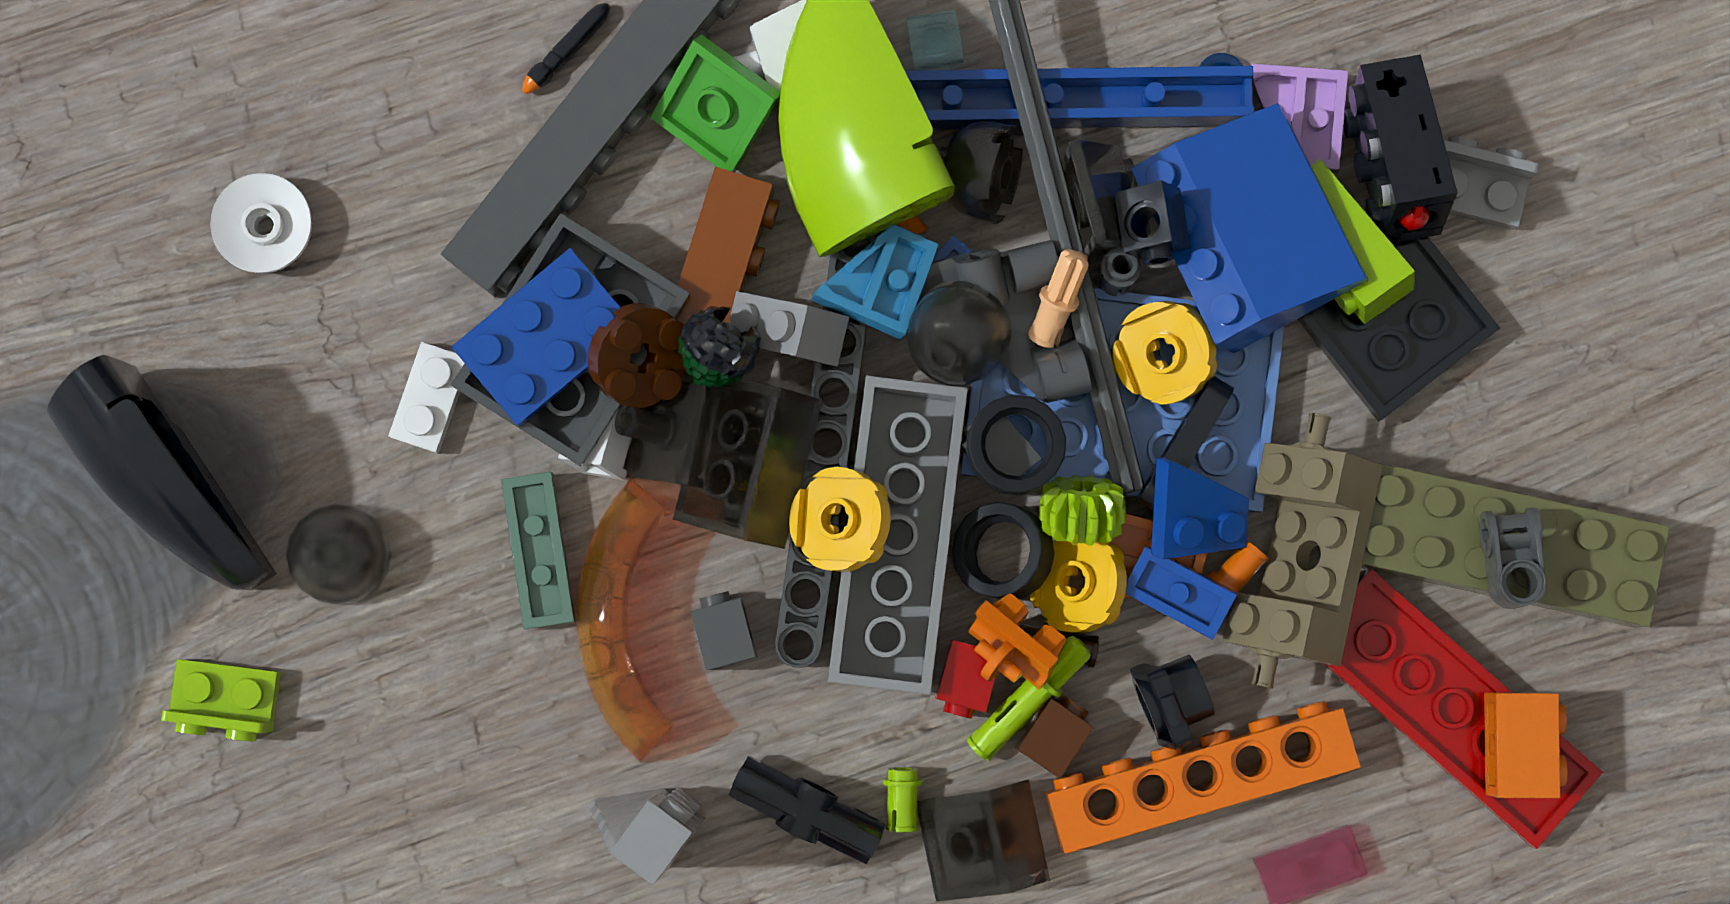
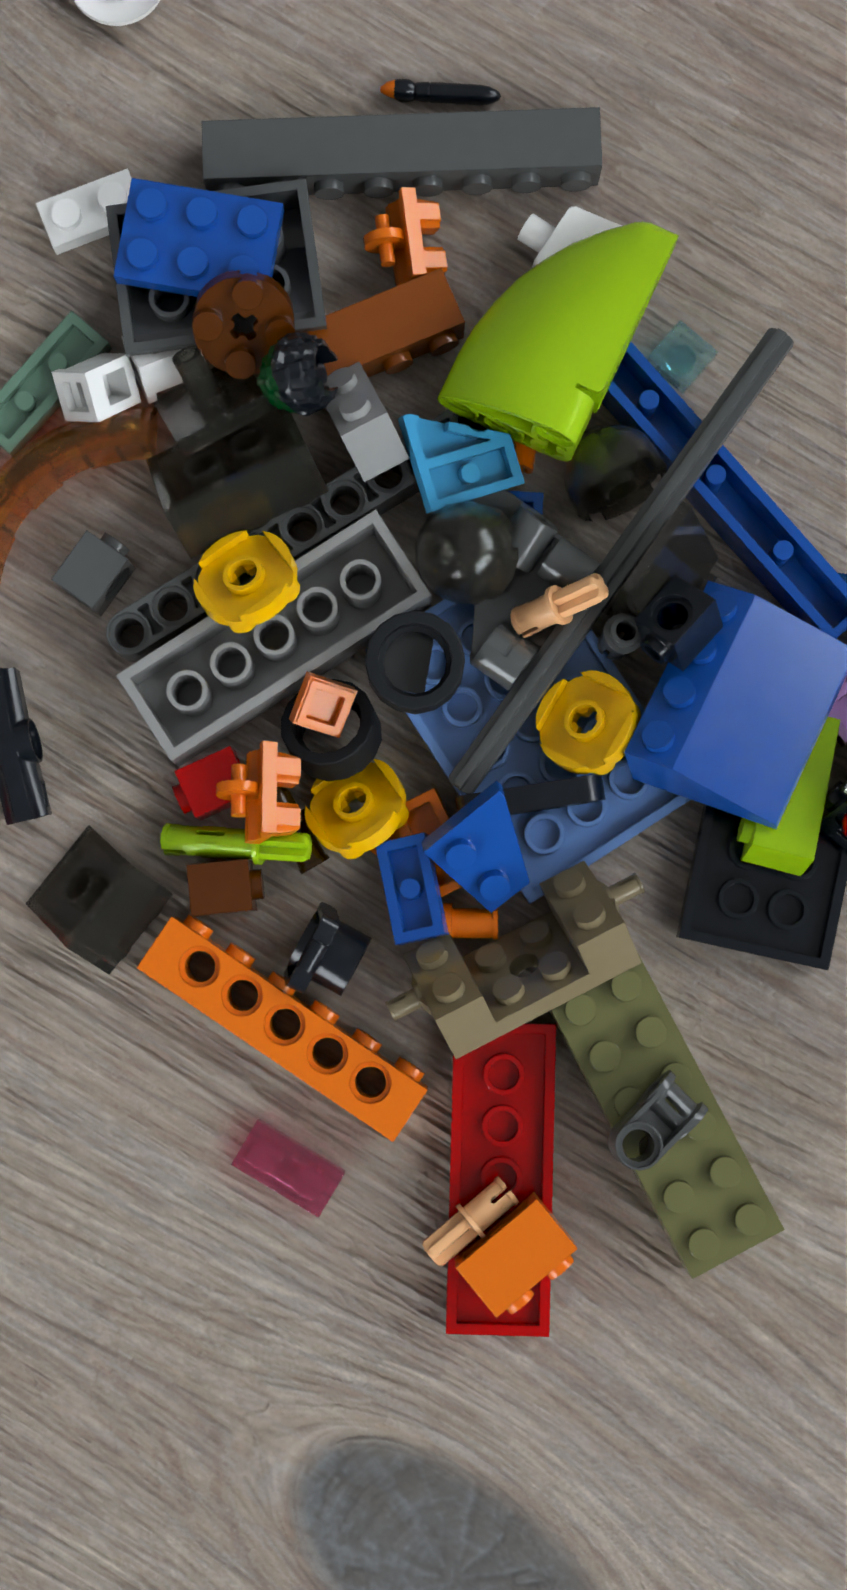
camera: 50 degrees right, 0 degrees up
(583, 510) = (97, 388): none -> white brick
(661, 176) = (400, 237): none -> orange hips
(715, 104) = (490, 231): bright green plate -> none
(902, 799) = (80, 812): lime pin -> none
(982, 541) = (323, 704): none -> orange tile
(1082, 509) = (411, 760): lime gear -> none
(1469, 760) = (469, 1222): none -> light nougat axle

